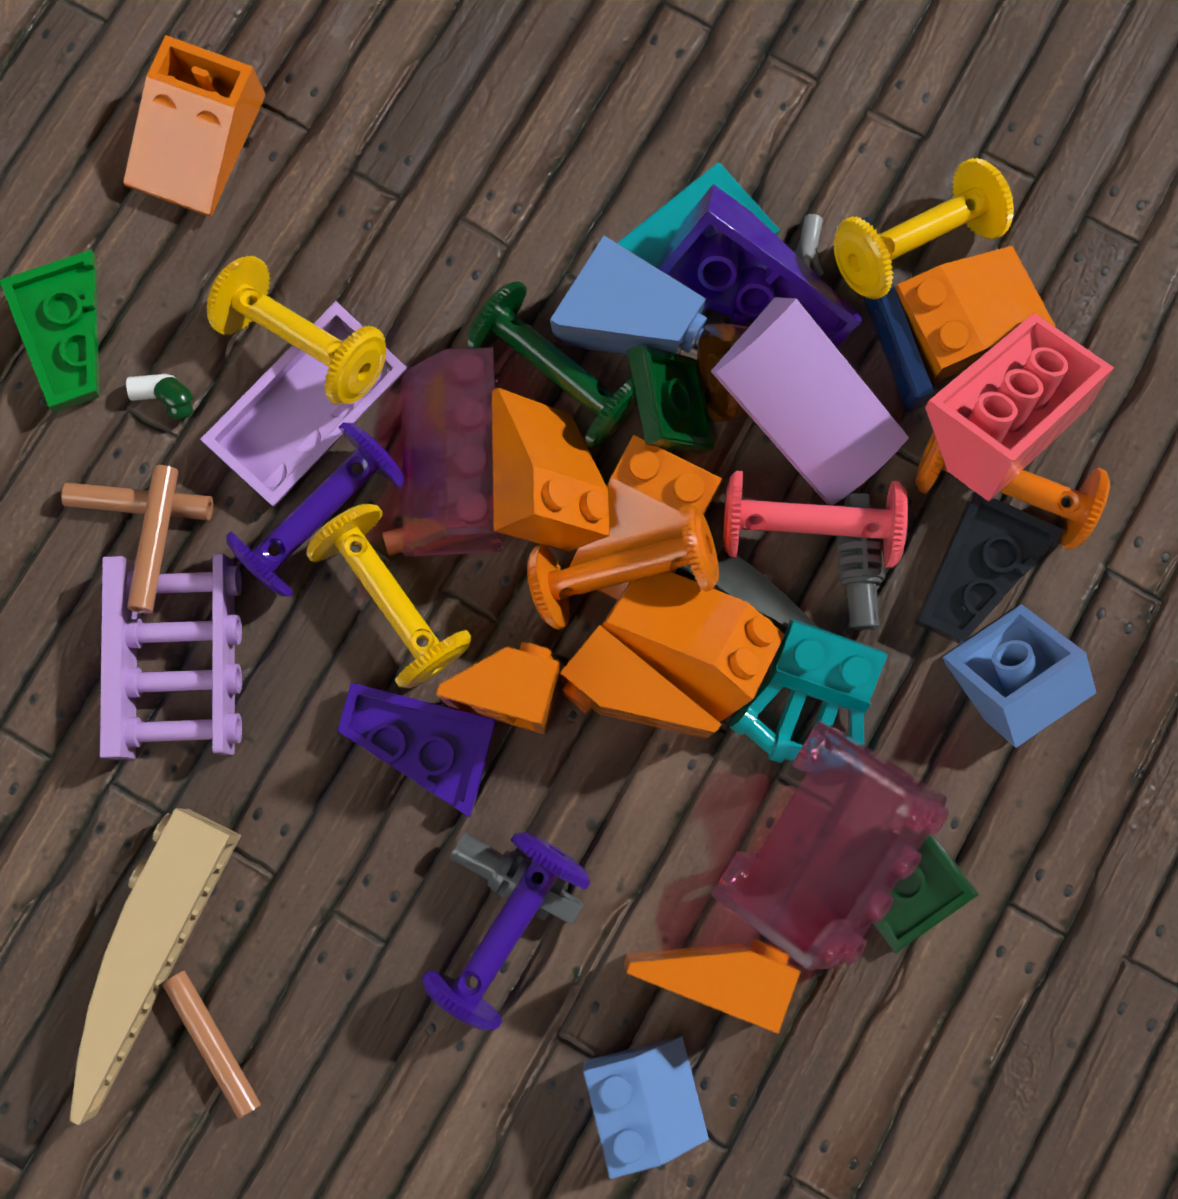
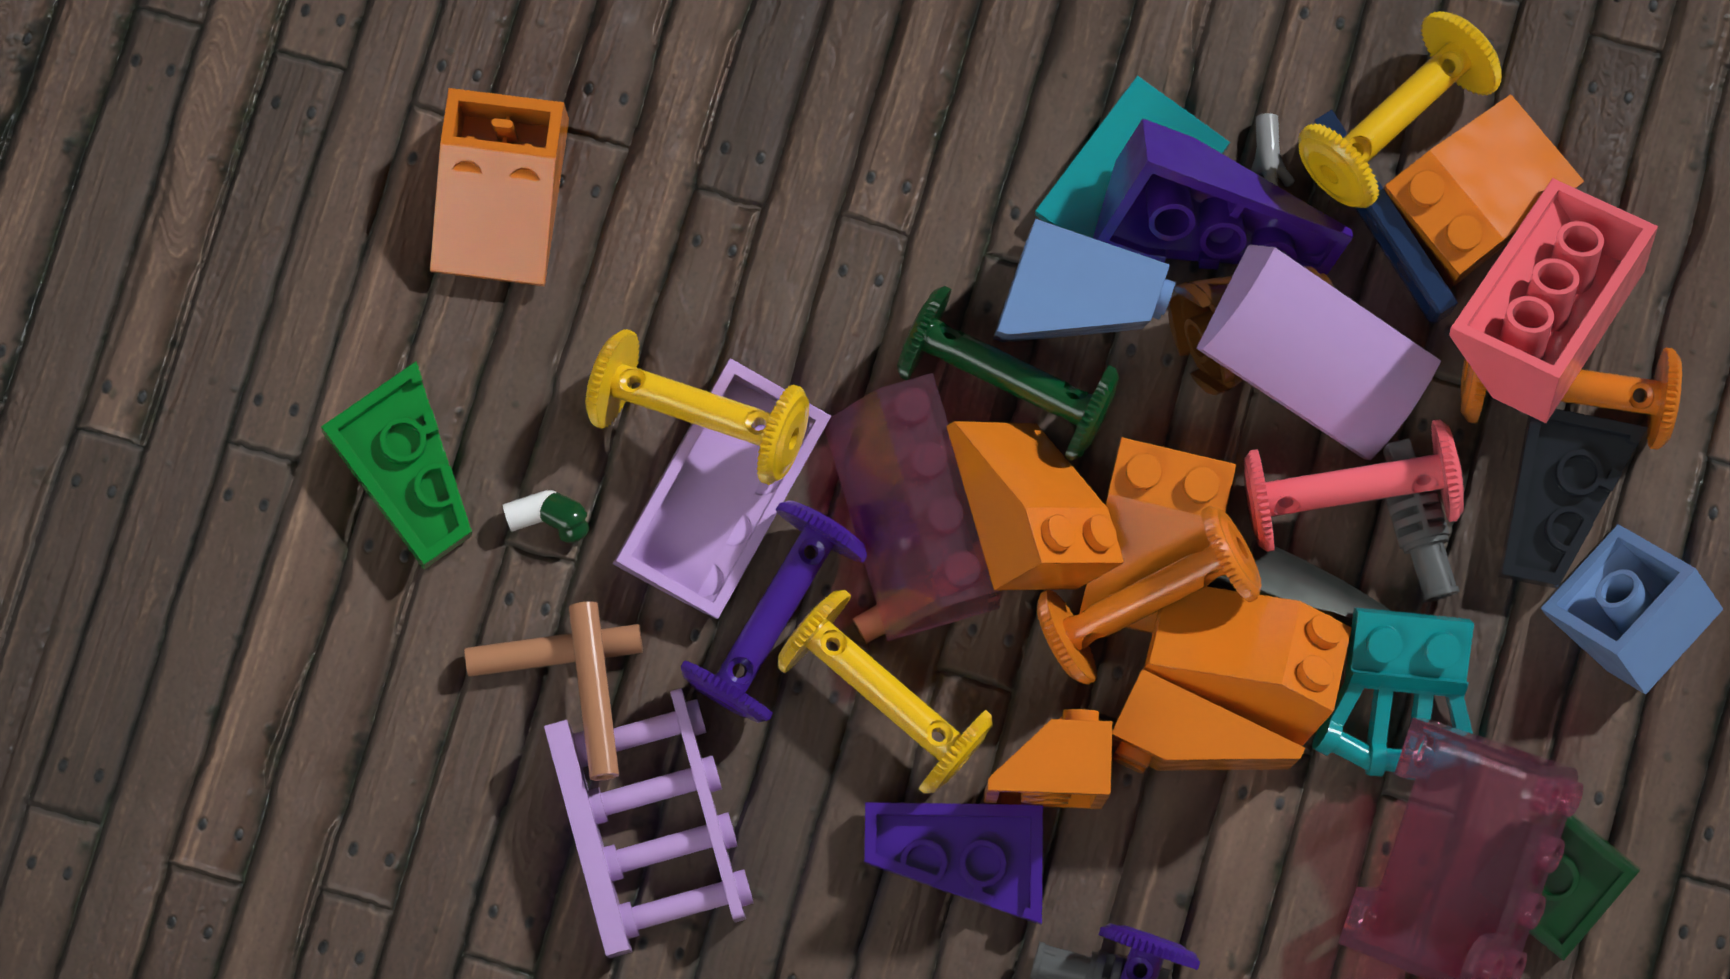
camera: 10 degrees left, 0 degrees up
(670, 400) = (1154, 384): dark green plate -> none

